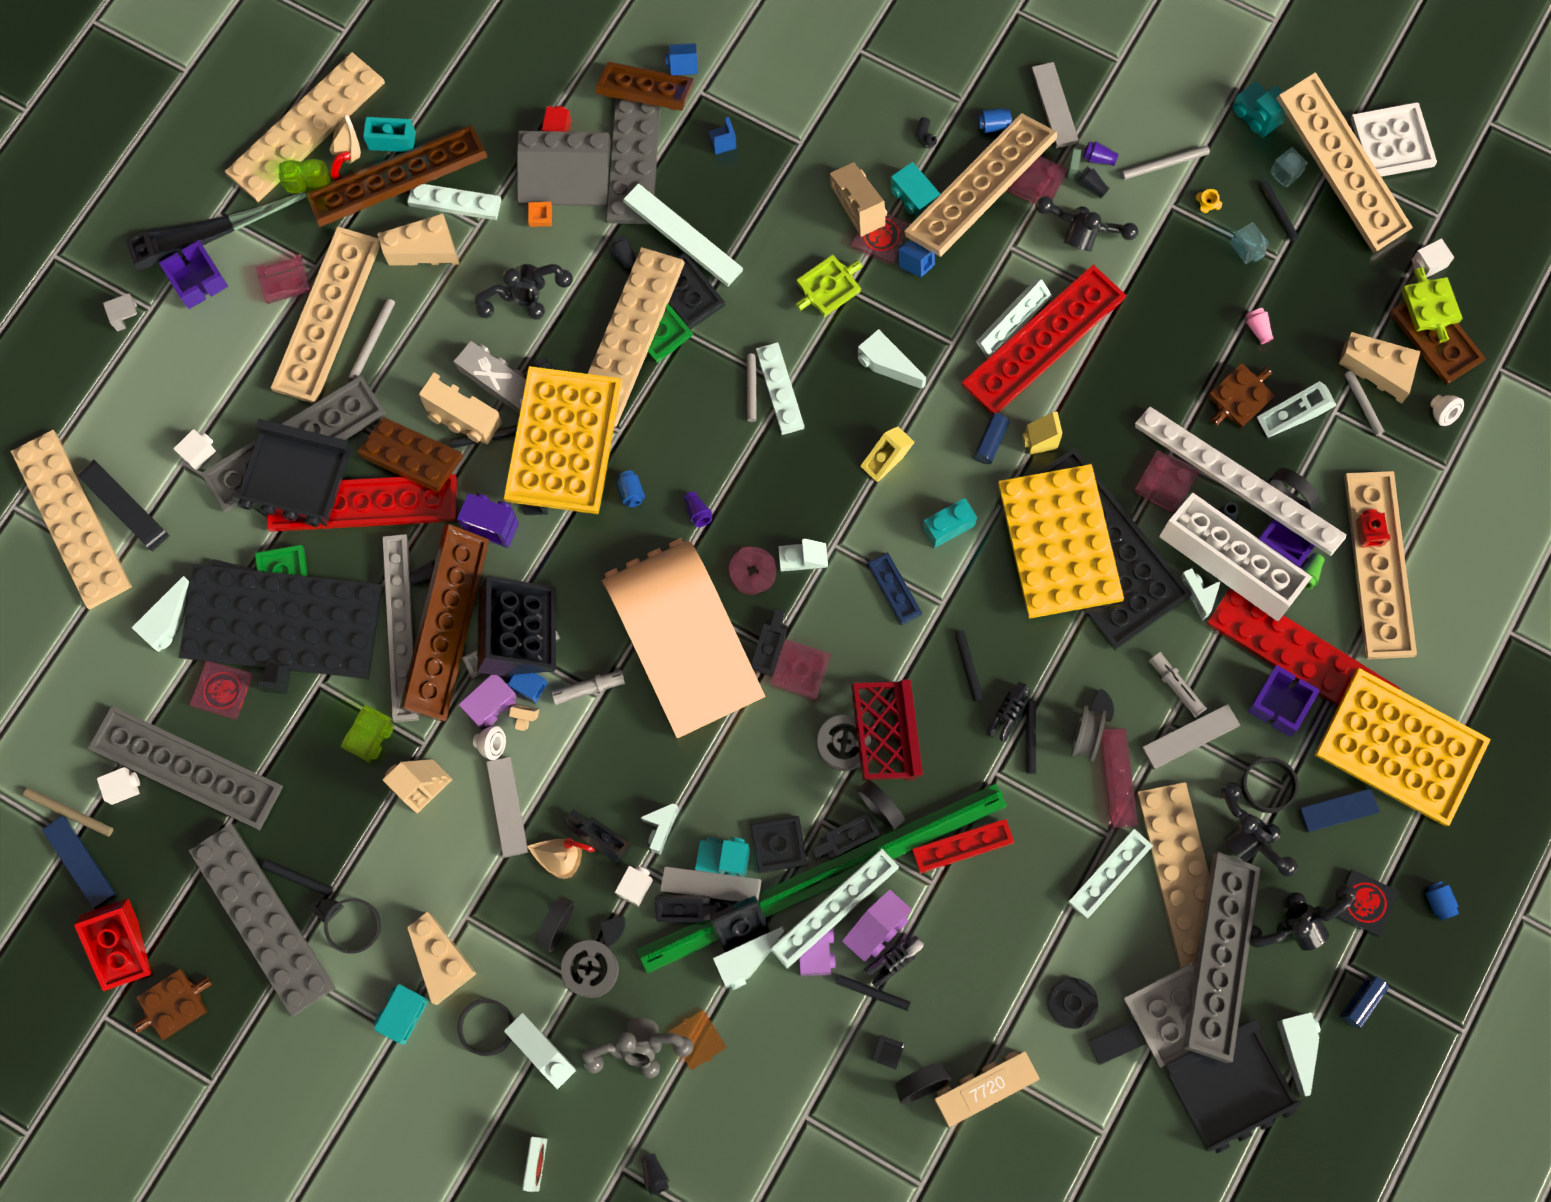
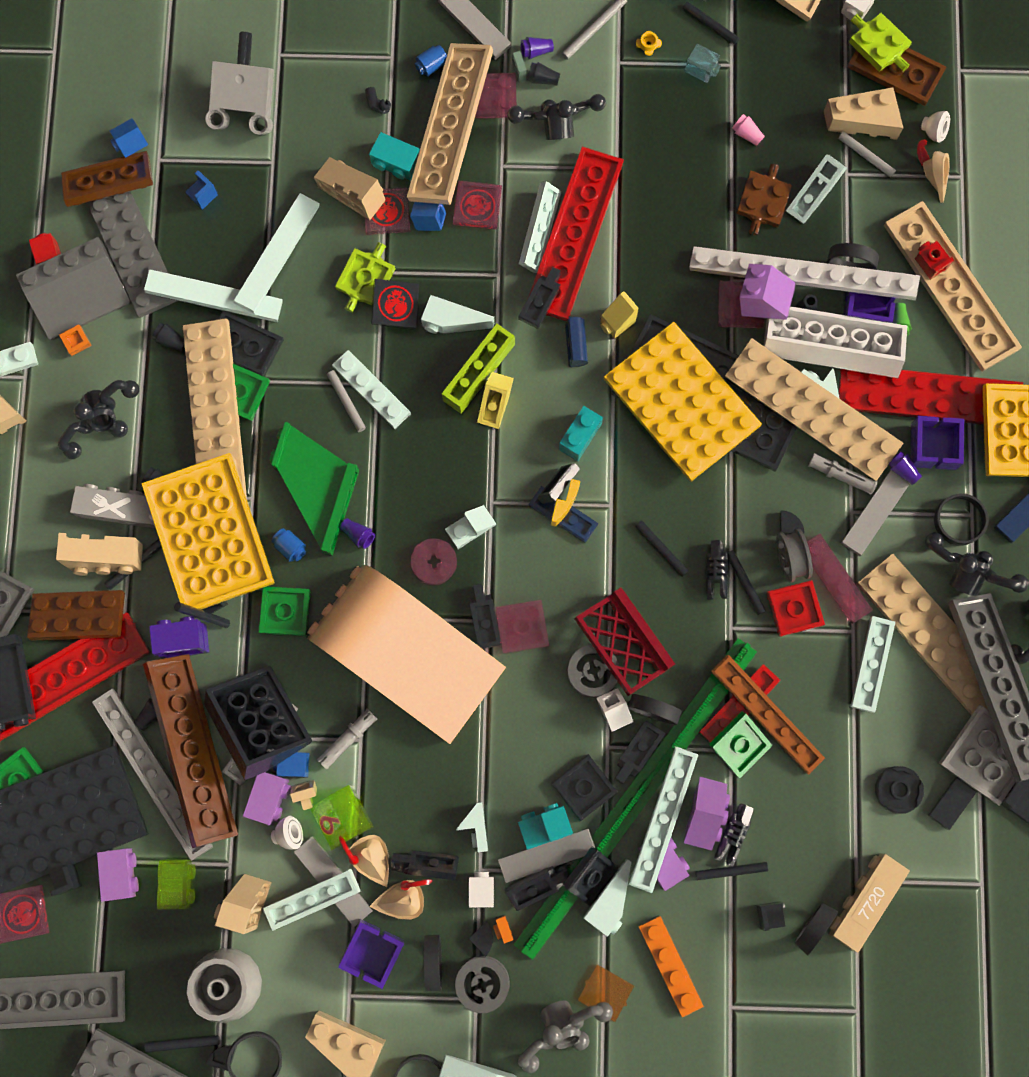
camera: 30 degrees left, 5 degrees up
(322, 699) = (117, 874): none -> medium lavender brick
(361, 844) = (224, 985): none -> light grey piece
(479, 811) = (311, 899): none -> light aqua plate
(505, 886) = (371, 953): none -> dark purple piece
(519, 508) = (202, 615): none -> black bar
(546, 753) = (341, 815): none -> clear neon green slope
(550, 802) = (369, 857): none -> tan piece
(594, 545) = (284, 611): none -> green plate
(634, 930) = (502, 929): none -> orange plate
(685, 446) = (317, 483): none -> green piece
(760, 225) = (276, 253): none -> light aqua tile
(770, 1048) = (671, 966): none -> orange plate
(807, 64) = (241, 89): none -> light grey piece
(842, 322) = (395, 304): none -> tile
(844, 787) = (614, 709): none -> white brick
(887, 415) = (478, 368): none -> lime brick
(896, 580) = (562, 507): none -> yellow slope
(904, 556) = (558, 483): none -> black tile
(944, 880) = (740, 744): none -> plate
(967, 271) = (477, 205): none -> clear pink tile
(978, 382) = (540, 299): none -> black hinge
(984, 867) = (767, 714): none -> dark orange tile
(1065, 785) = (795, 608): none -> red plate
(1180, 610) = (814, 409): none -> tan plate
(1192, 479) = (766, 293): none -> medium lavender slope
(1239, 708) = (904, 467): none -> dark purple cone
(1423, 448) = (935, 169): none -> tan piece

